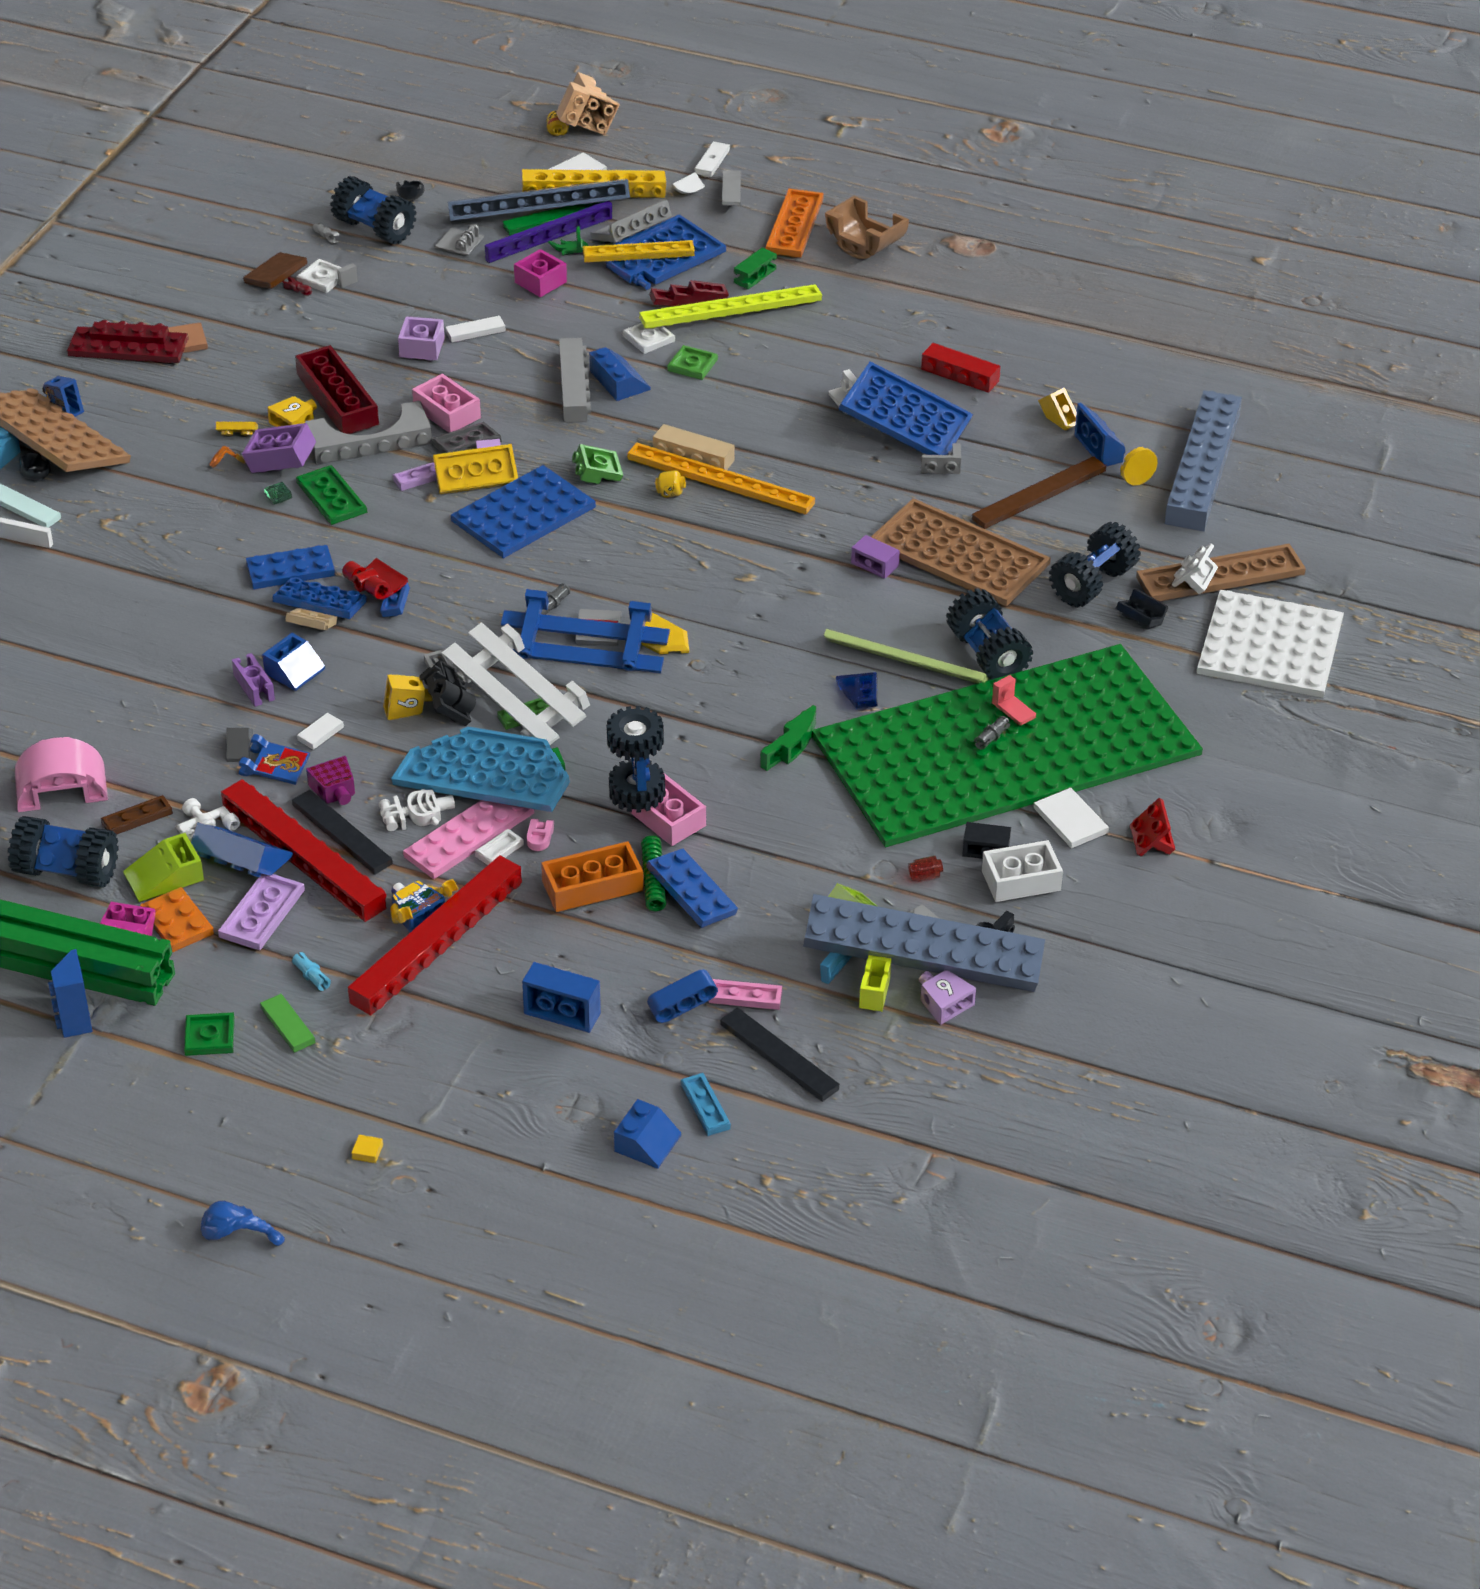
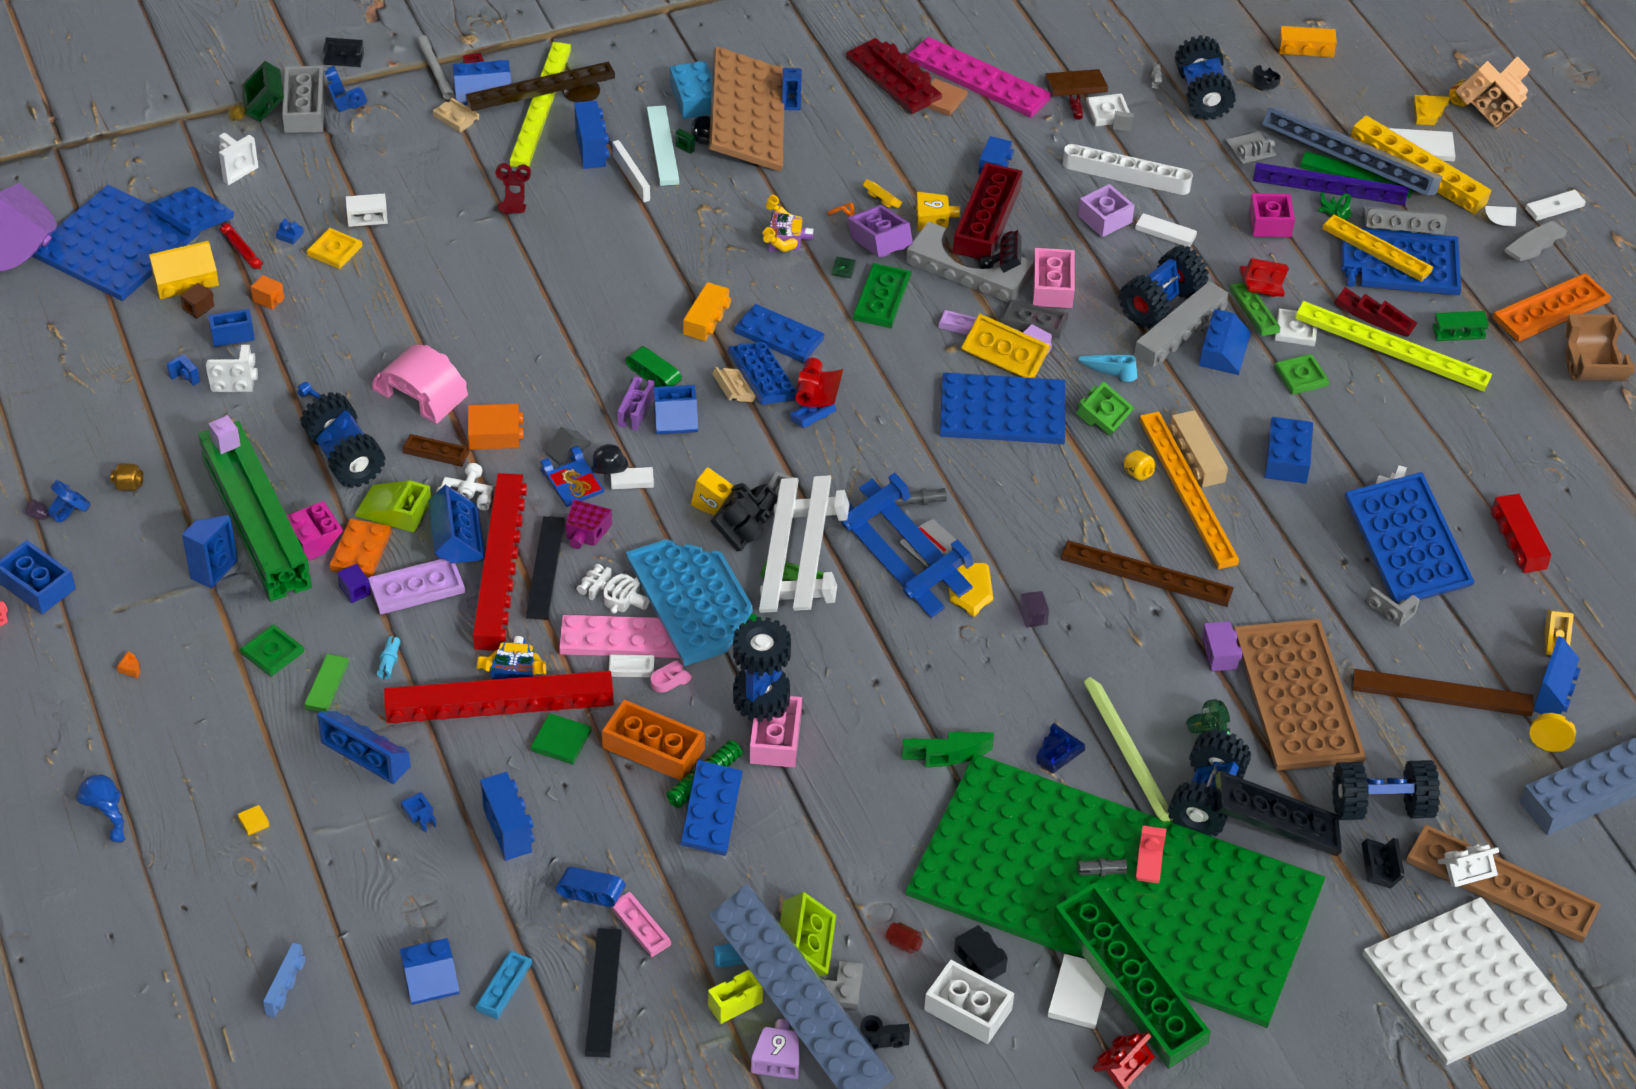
camera: 45 degrees right, 5 degrees up
(27, 483) = (685, 141): none -> dark green tile
(108, 1128) = (129, 665): none -> orange tile
(164, 767) = (494, 426): none -> orange brick
(196, 307) = (979, 77): none -> dark pink plate
(197, 495) = (785, 229): none -> torso
(211, 942) = (354, 583): none -> dark purple brick
(217, 585) = (706, 311): none -> light orange brick
(228, 647) = (653, 367): none -> green beam
(283, 351) = (996, 152): none -> blue brick
(289, 729) = (609, 460): none -> black helmet
(385, 1038) = (363, 746): none -> blue slope
(391, 404) = (1009, 253): none -> black plate
(394, 304) = (1127, 169): none -> white beam
(405, 149) = (1307, 41): none -> light orange brick
(485, 1046) = (419, 809): none -> blue plate
(518, 928) = (561, 738): none -> green tile
(535, 372) = (1148, 297): none -> black plate
(545, 147) = (1429, 108): none -> yellow wing
(551, 1223) = (284, 980): none -> medium blue plate
(569, 431) = (1116, 365): none -> medium azure piece
(590, 313) = (1264, 277): none -> red bracket
(608, 339) = (1255, 309): none -> bright green tile
(726, 617) = (1034, 609): none -> clear purple brick
(753, 411) = (1289, 450): none -> blue brick
(763, 548) = (1147, 573): none -> reddish brown tile
(931, 605) = (1212, 716): none -> clear green tile
(1055, 621) = (1278, 813): none -> black plate
(1097, 775) = (1132, 975): none -> green brick

